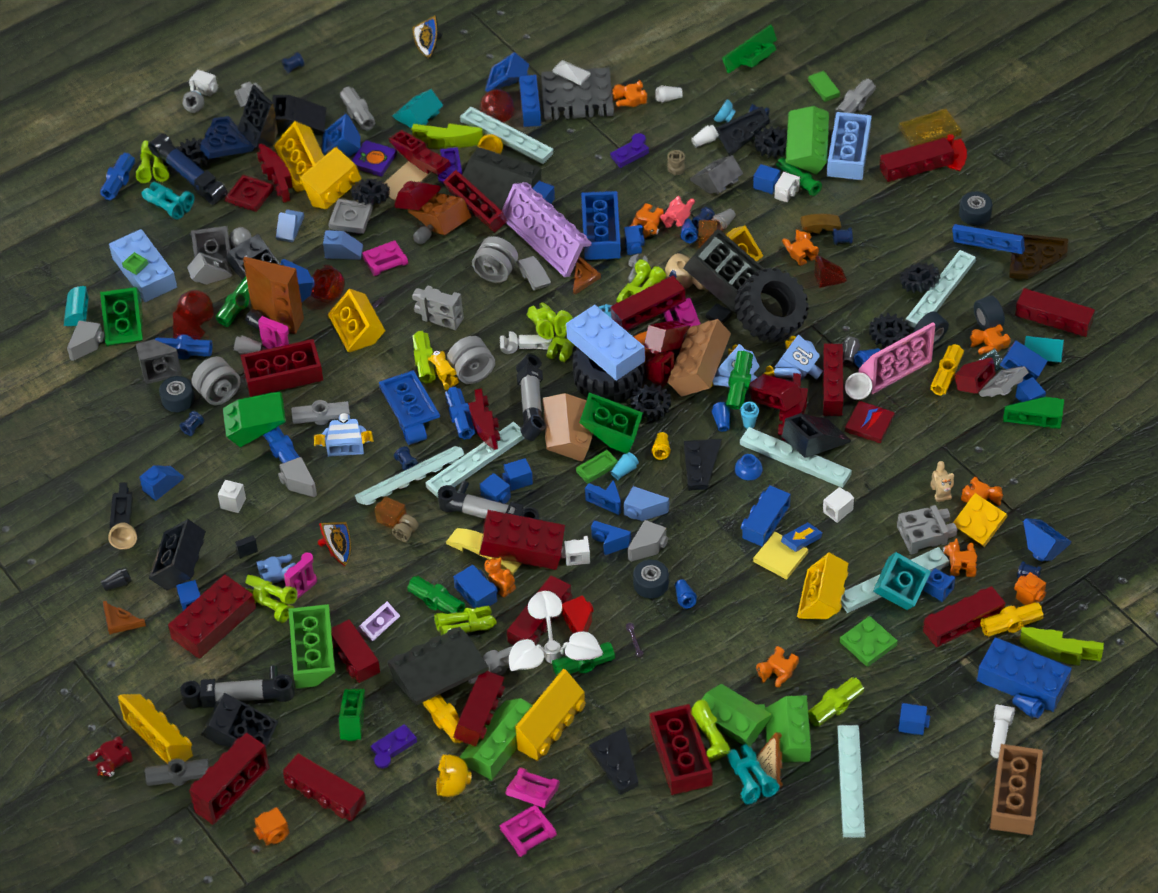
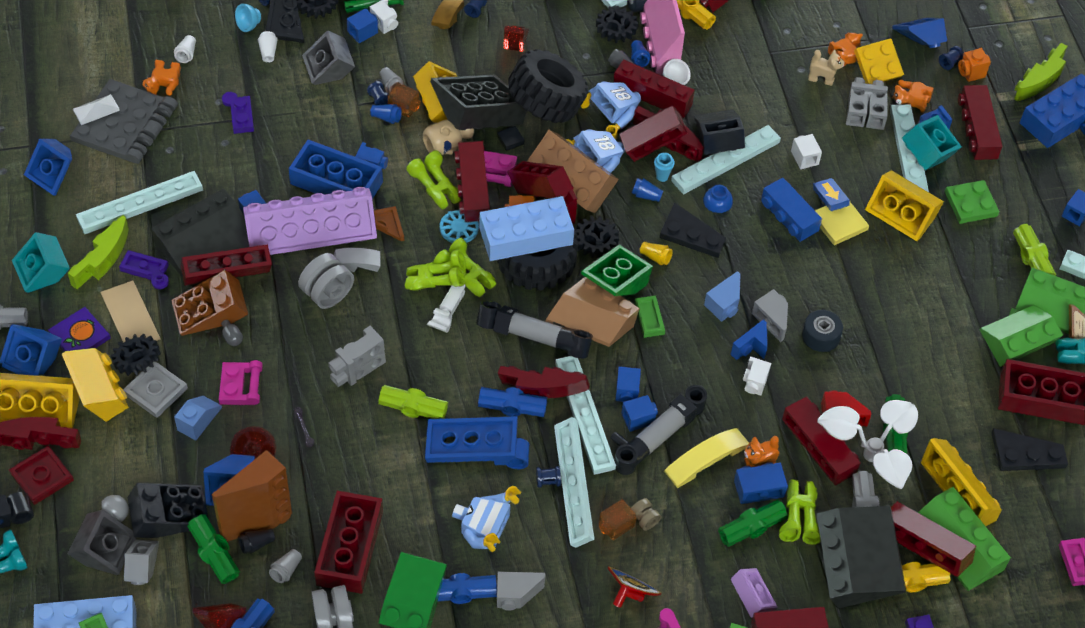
camera: 70 degrees left, 5 degrees up
(196, 305) = (184, 595): clear red cylinder -> none
(273, 333) = (294, 532): dark pink plate -> none
(289, 225) = (124, 454): medium blue slope -> none
(319, 412) = (439, 519): light grey piece -> none
(356, 321) = (330, 447): yellow slope -> none
(415, 195) = (174, 315): dark red slope -> none
(416, 152) = (113, 289): dark red slope -> none
(444, 370) = (447, 390): yellow animal -> none
(452, 777) = (999, 601): yellow cylinder -> none
(471, 359) = (455, 358): light grey wheel -> none
(491, 142) = (145, 220): yellow piece -> none
(497, 105) = (89, 191): clear red cylinder -> none
(522, 539) = (726, 413): dark red brick -> none
(530, 101) = (108, 161): blue brick -> none
(531, 792) = (1042, 540): dark pink plate -> none
(607, 499) = (700, 322): blue slope -> none
(626, 464) = (665, 291): medium azure cone -> none
(630, 627) = (867, 375): clear purple hinge -> none
(632, 262) = (402, 173): light grey bar -> none
(648, 220) = (349, 137): orange animal -> none
(676, 162) = (288, 82): dark tan wheel -> none
(677, 212) = (360, 109): coral animal -> none
(685, 595) = (853, 312): blue cone -> none
(706, 721) = (1044, 355): lime piece -> none
(739, 379) = (626, 151): green piece -> none
(778, 665) = (974, 277): orange animal -> none
(801, 248) = (473, 40): orange animal -> none
(869, 421) = (715, 87): dark red tile -> none
(1011, 619) = (998, 91): yellow piece -> none

